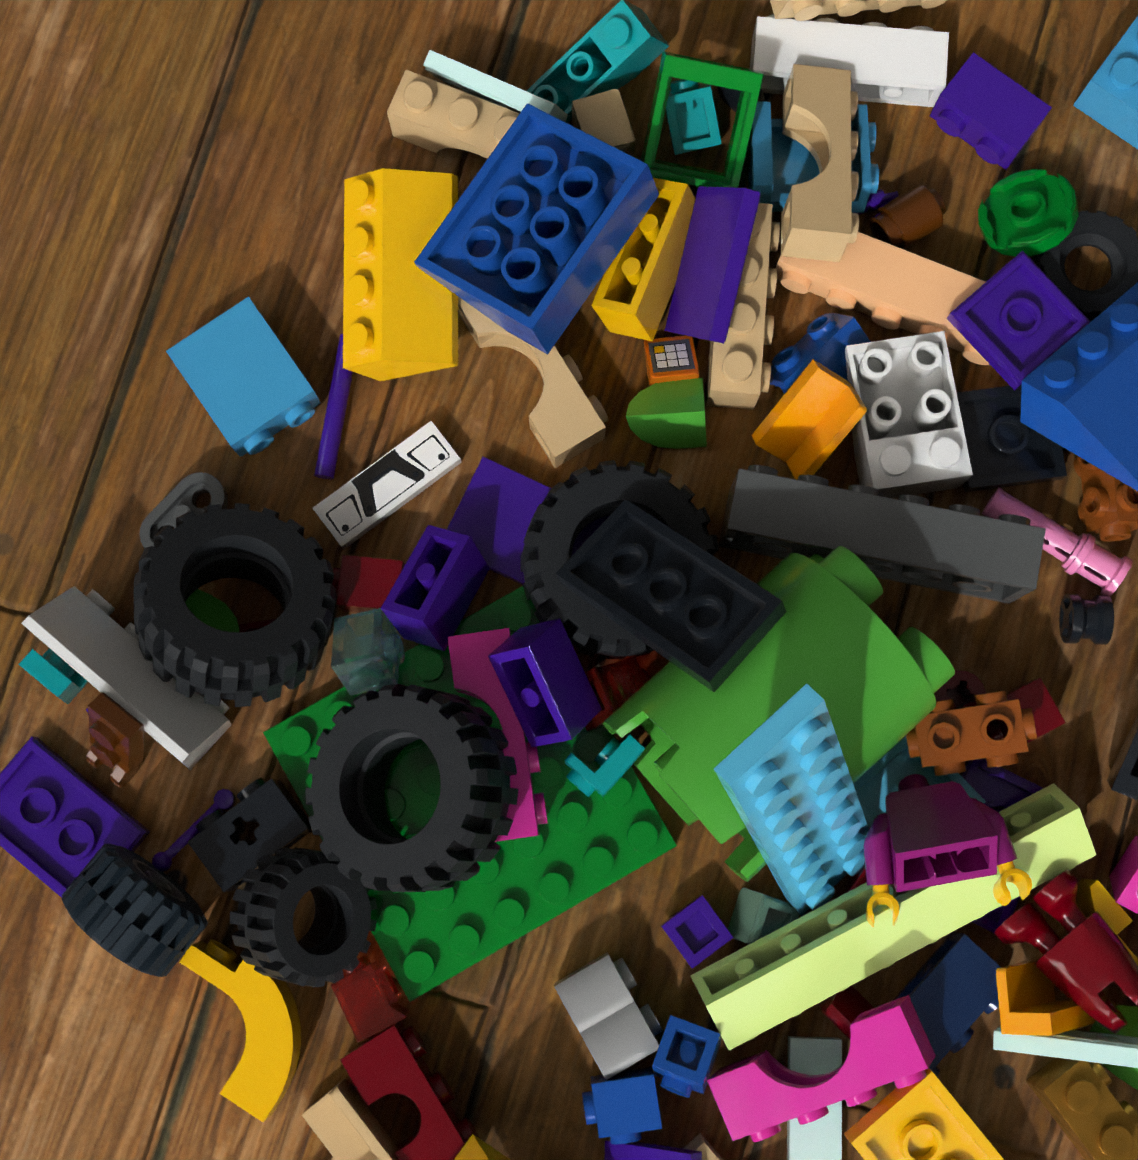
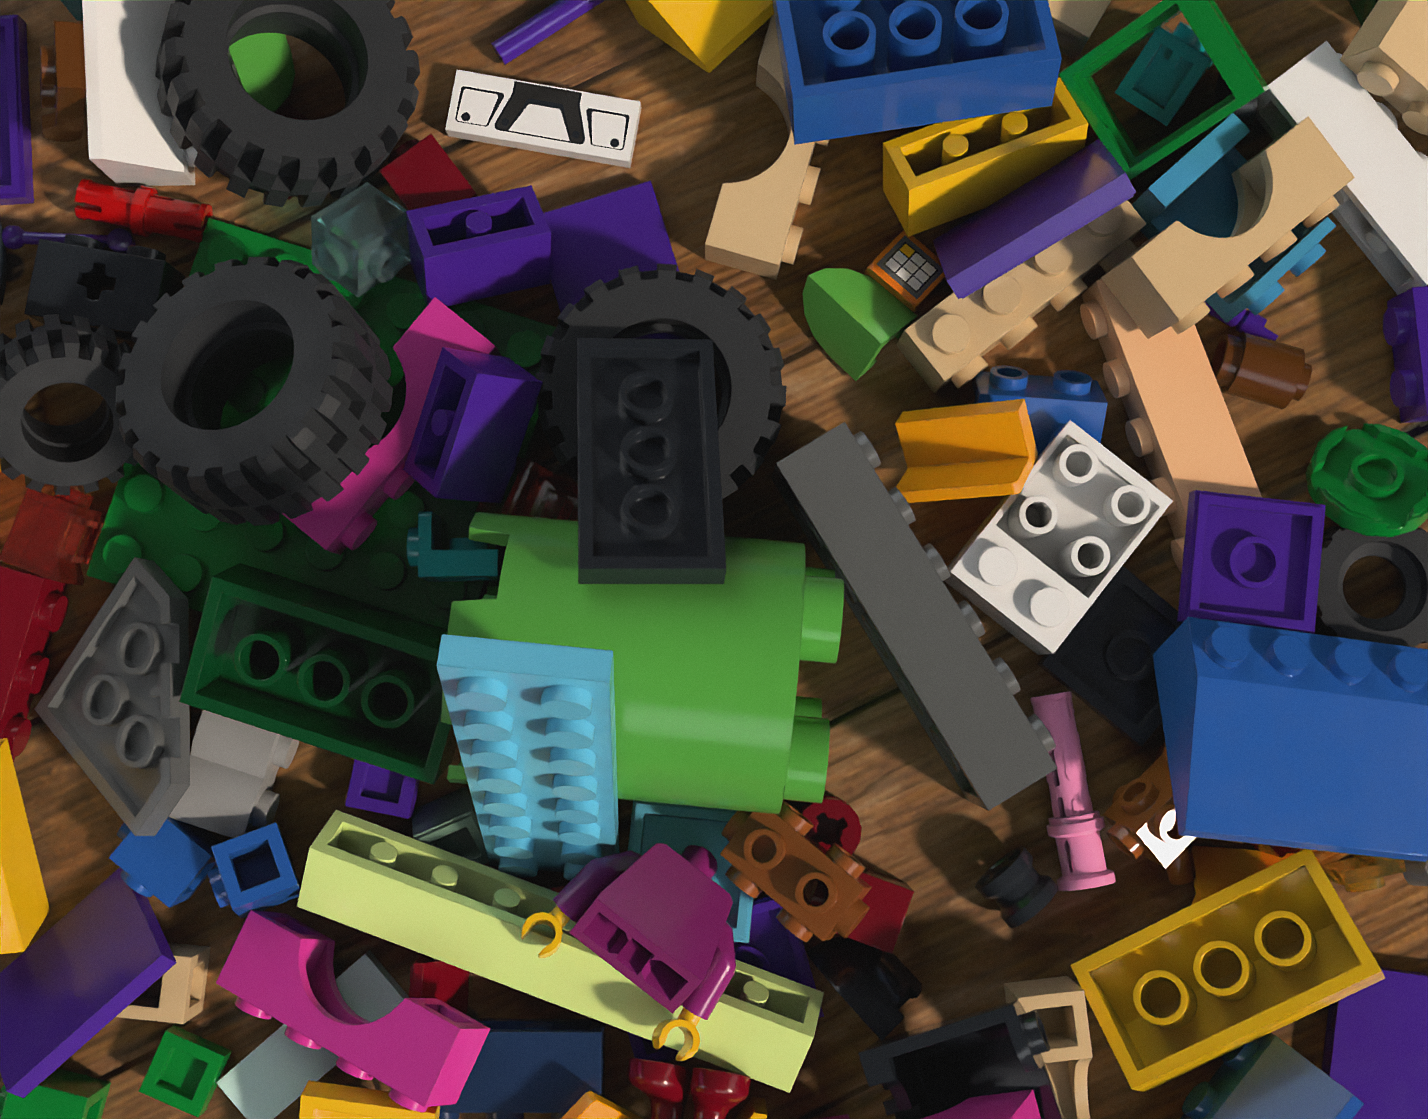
camera: 45 degrees right, 5 degrees up
(222, 768) = (141, 210): none -> red pin
(512, 1040) = (121, 697): none -> dark grey plate
(613, 898) = (321, 671): none -> dark green brick
(1065, 753) = (868, 980): none -> black brick

